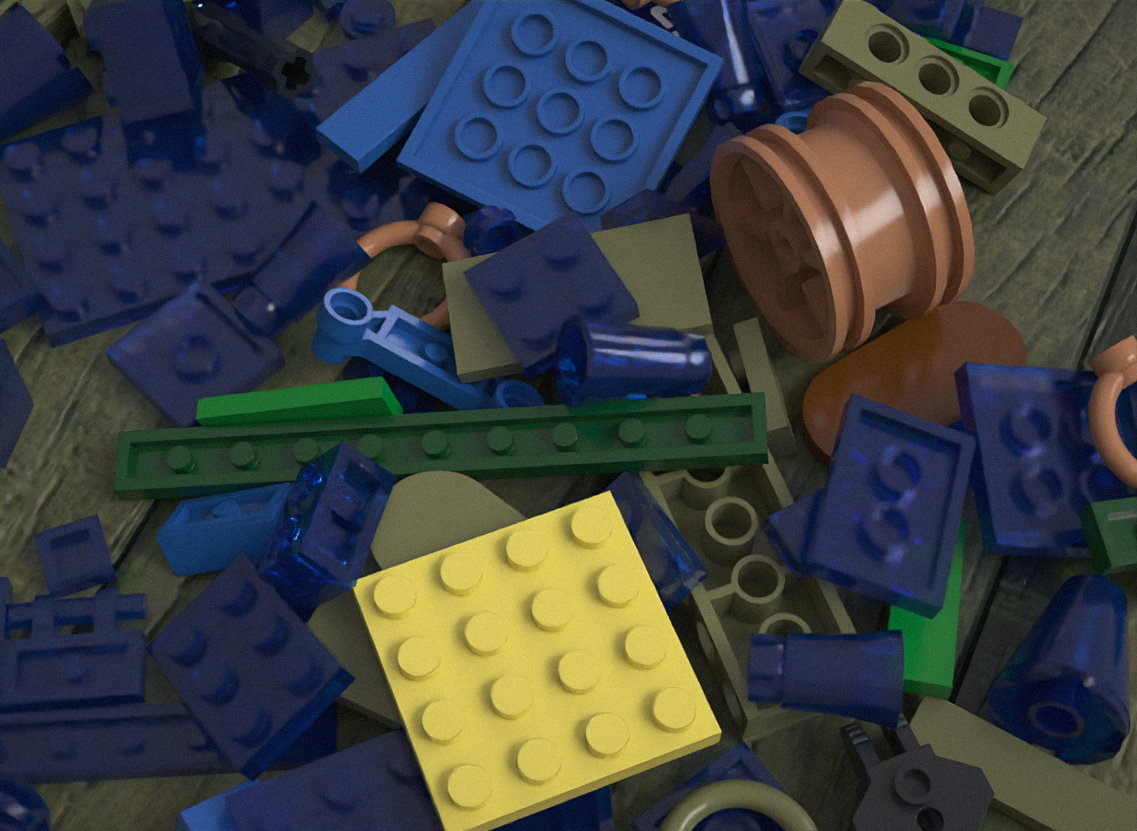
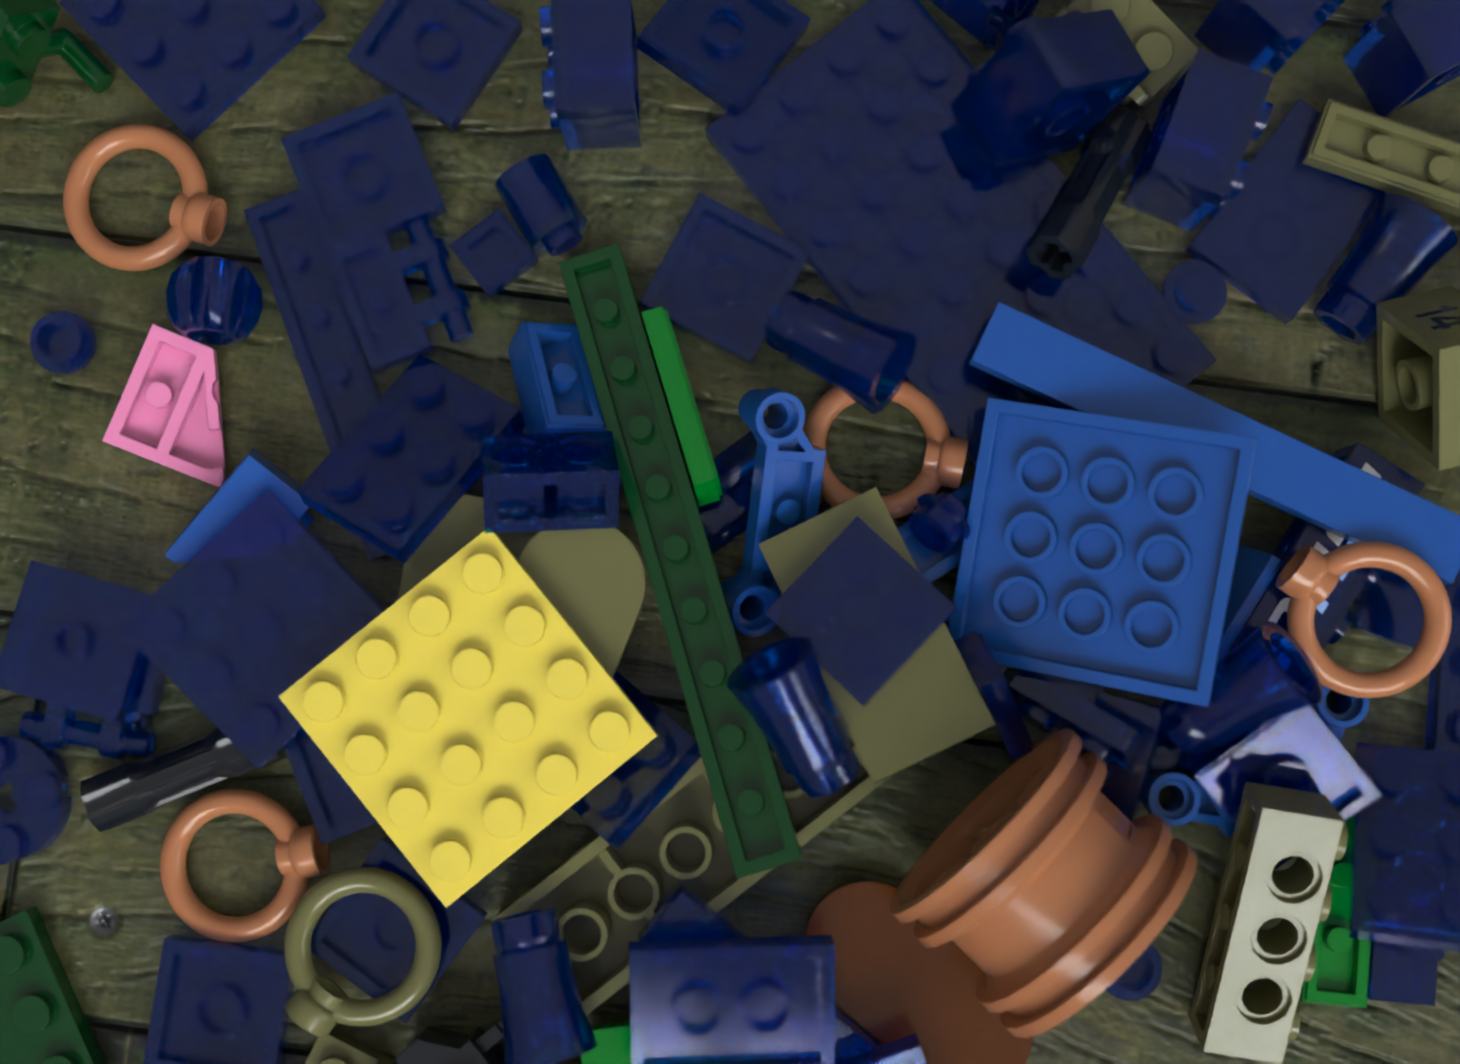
camera: 75 degrees right, 25 degrees up
(50, 491) = (542, 205): none -> clear blue brick
(755, 367) = (882, 826): olive plate -> none

